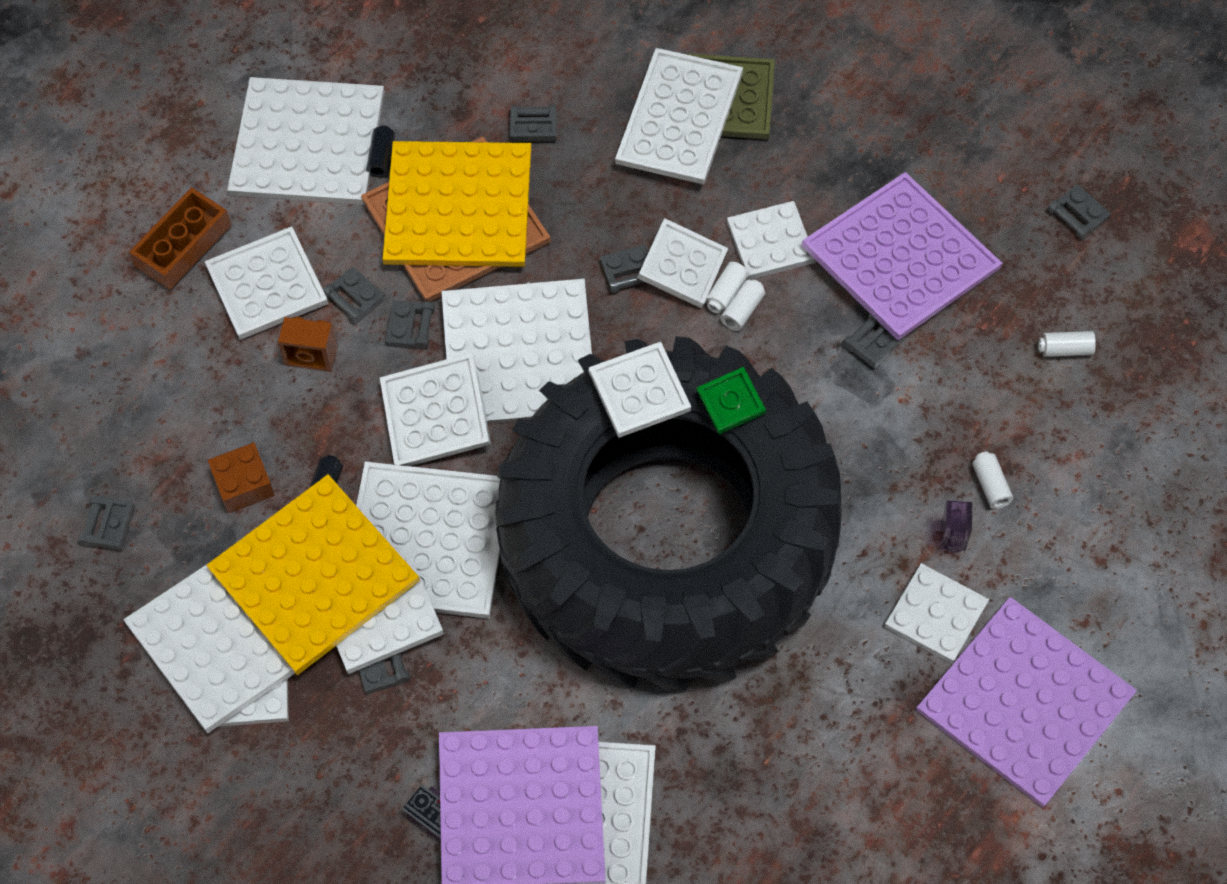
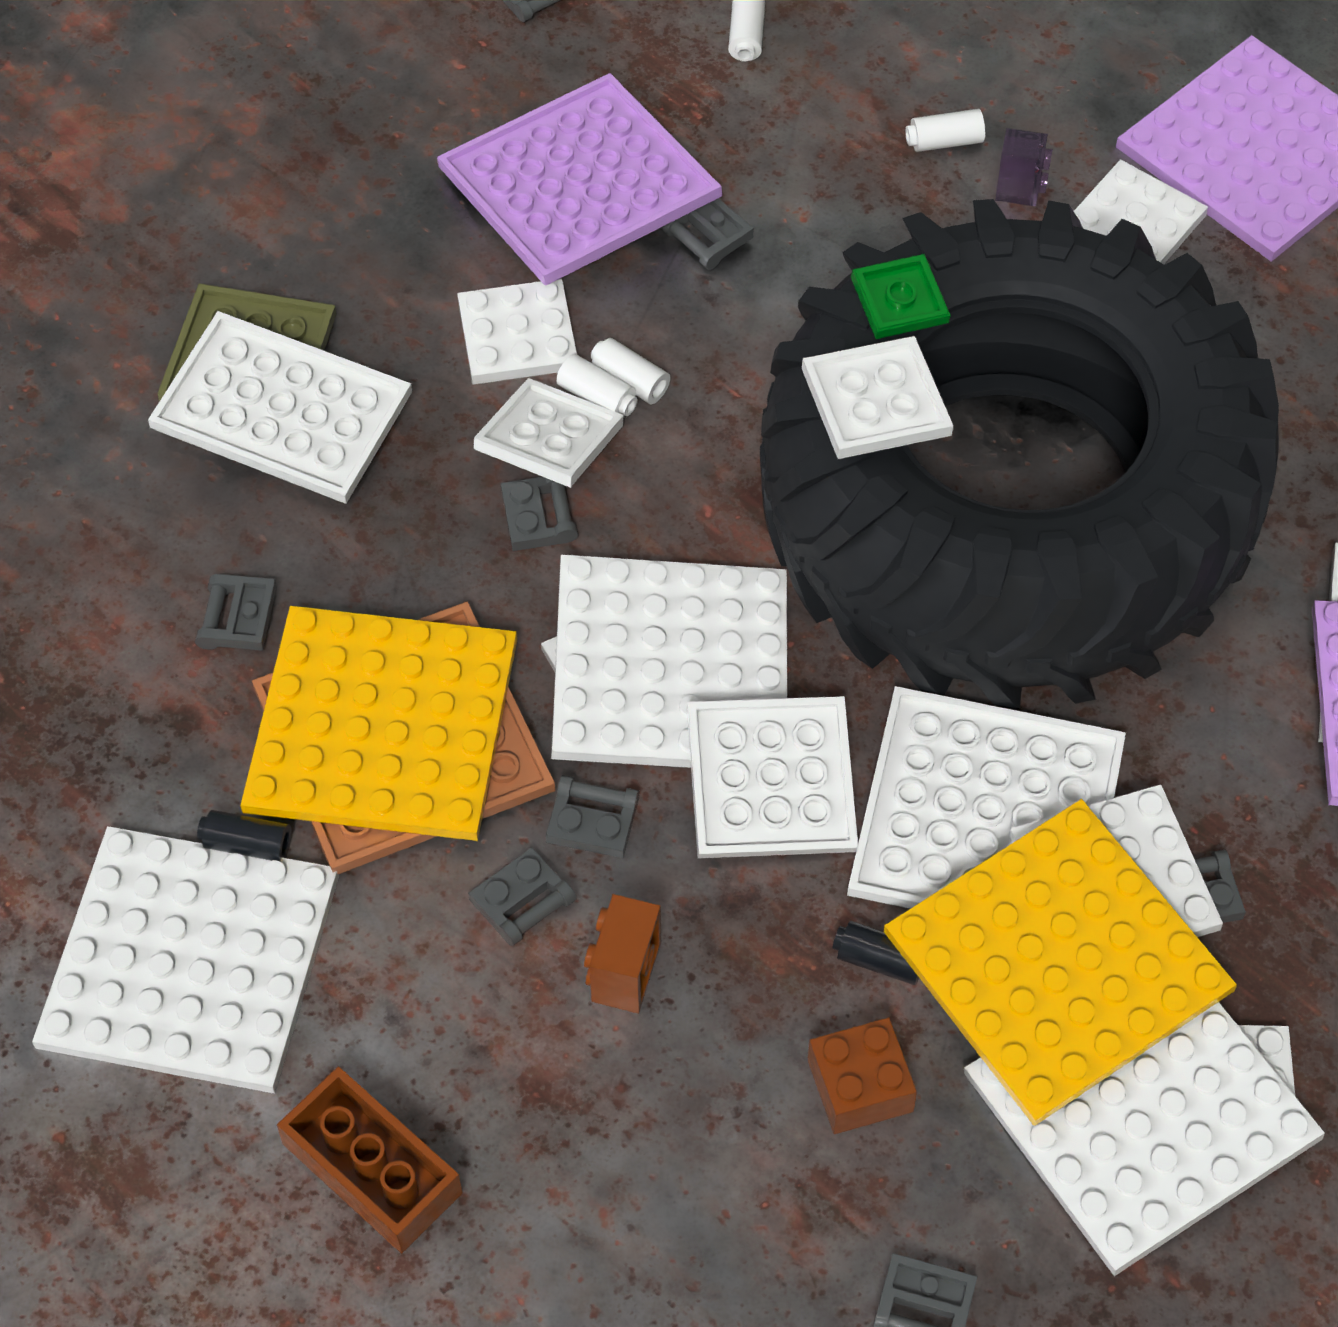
camera: 85 degrees left, 5 degrees down
(266, 282) = (478, 1030): white plate -> none

